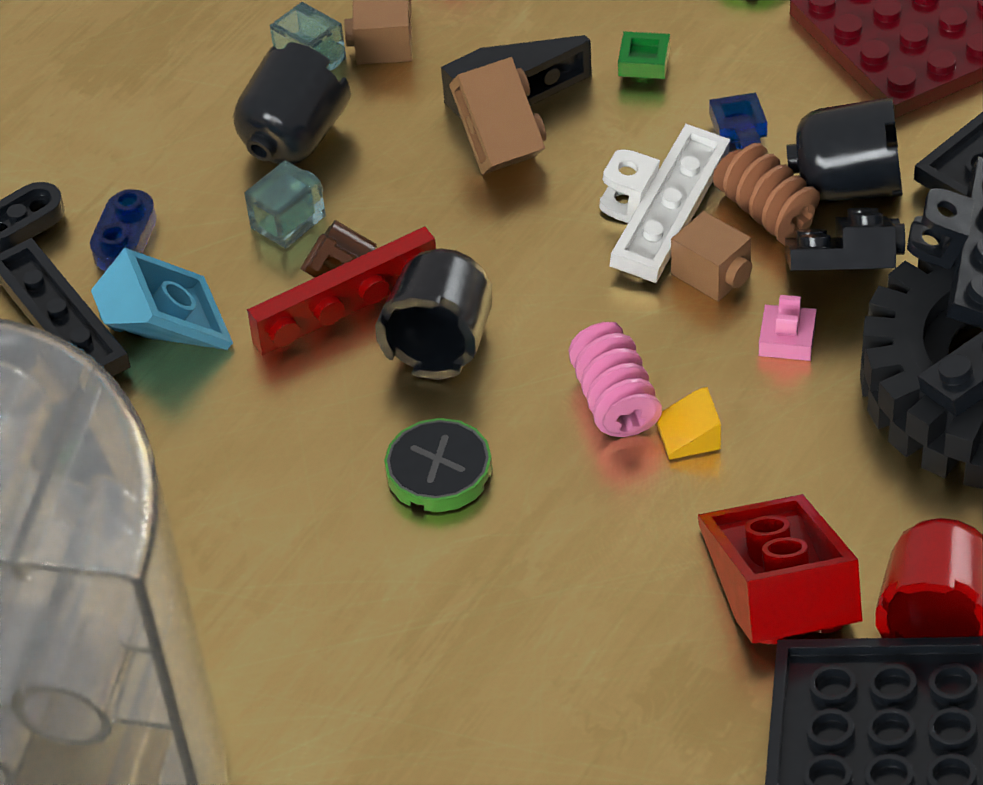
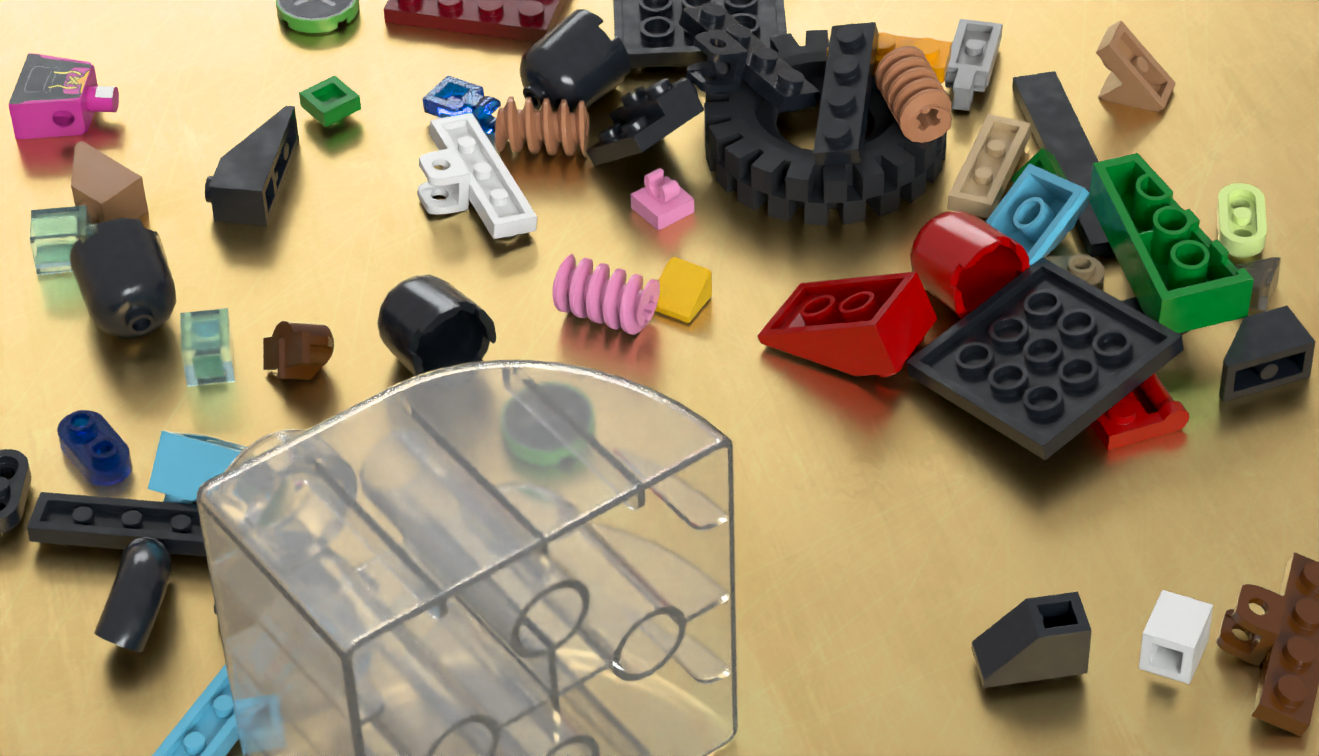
camera: 50 degrees left, 5 degrees down
(334, 293) = (340, 356): red plate -> none
(498, 115) = (298, 190): medium nougat brick -> none
(711, 256) = (560, 187): medium nougat brick -> none

